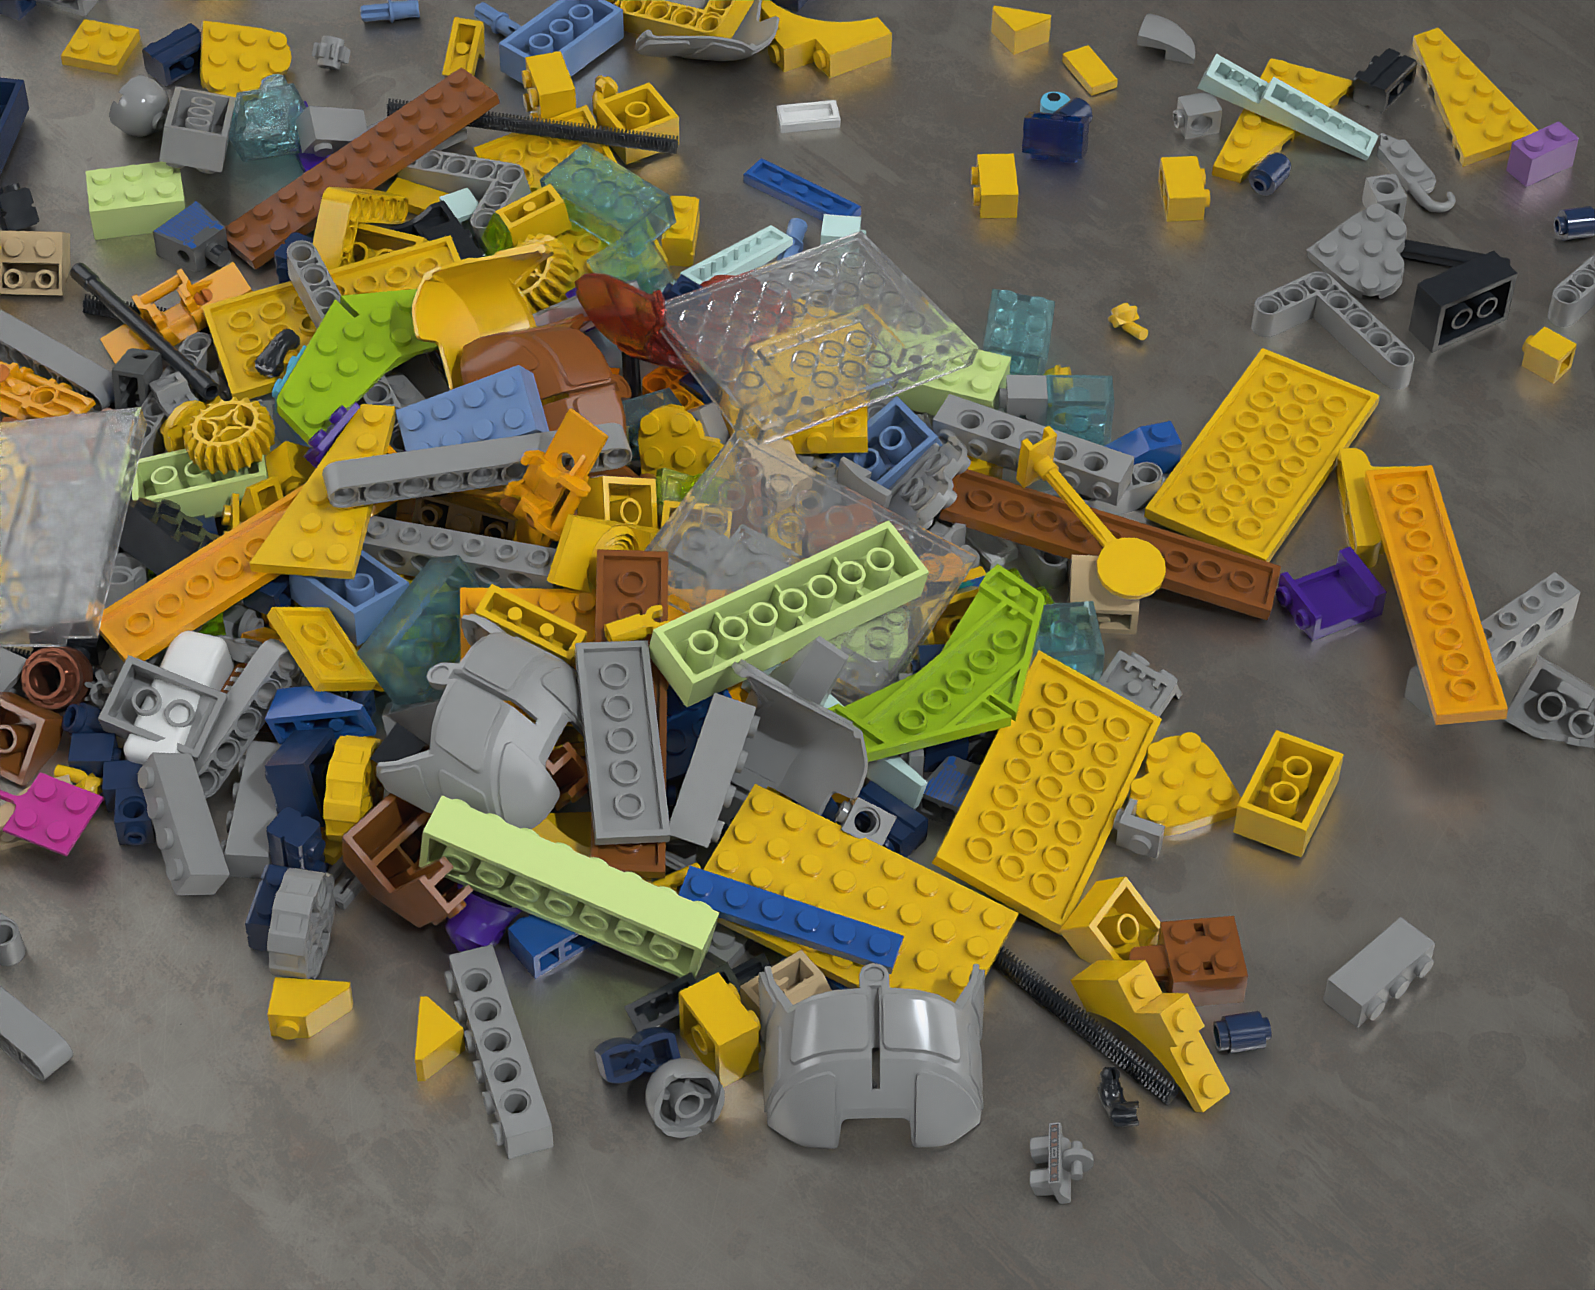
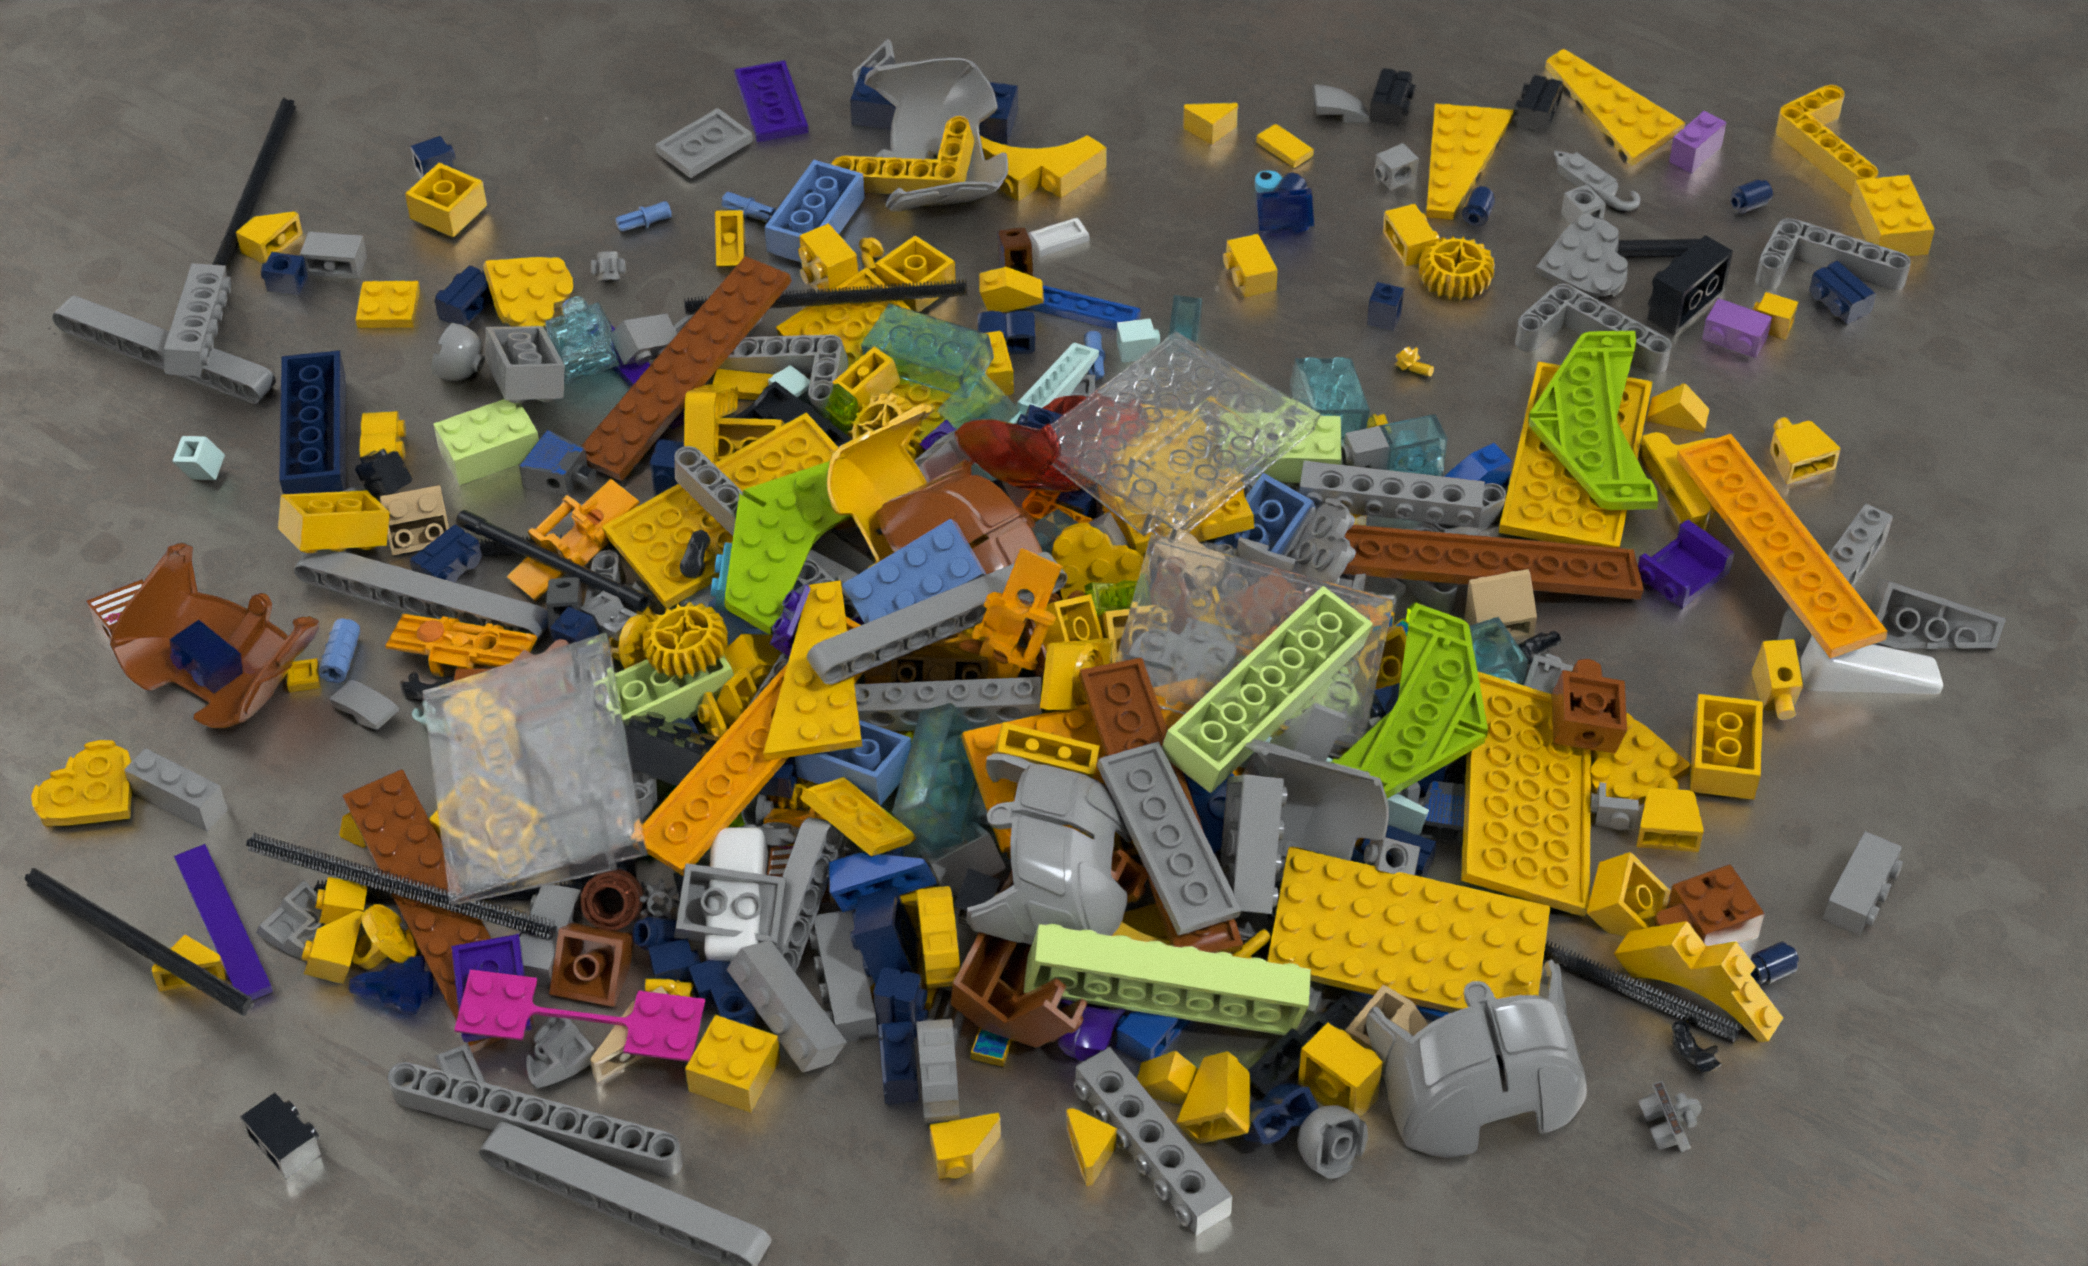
camera: 15 degrees left, 0 degrees up
(39, 172) = (382, 431): none -> yellow brick
(48, 305) = (448, 555): none -> dark blue brick
(110, 869) = (733, 1063): none -> yellow brick
(130, 395) = (574, 626): none -> dark blue brick
(378, 919) = (990, 1048): none -> tile
(550, 996) = (1167, 1077): none -> yellow slope
(581, 1025) = (1217, 1100): none -> yellow slope
(634, 626) = (1141, 731): yellow bar -> none
(718, 200) = (1016, 326): none -> dark blue brick
(727, 158) = (1009, 290): none -> yellow slope
(748, 119) = (1015, 249): none -> reddish brown torso
(793, 919) = (1370, 959): blue plate -> none
(899, 230) = (1186, 317): none -> clear light blue slope
(1121, 257) = (1385, 306): none -> dark blue brick
(1125, 565) = (1518, 578): yellow piece -> none
(1136, 641) = (1539, 644): none -> black piece
(1147, 717) = (1589, 709): none -> dark orange brick
(1193, 854) = (1670, 819): none -> yellow torso
(1217, 232) = (1456, 267): none -> yellow gear
(1226, 37) = (1391, 97): none -> black brick
(1278, 415) = (1581, 425): none -> lime wing
(1287, 107) = (1470, 144): light aqua slope -> none
(1378, 734) = (1778, 677): none -> yellow torso
(1399, 431) = (1679, 409): none -> yellow slope
(1495, 752) = (1870, 670): none -> white piece
(1499, 358) = (1736, 328): none -> medium lavender brick
(1516, 503) = (1802, 450): none -> yellow torso

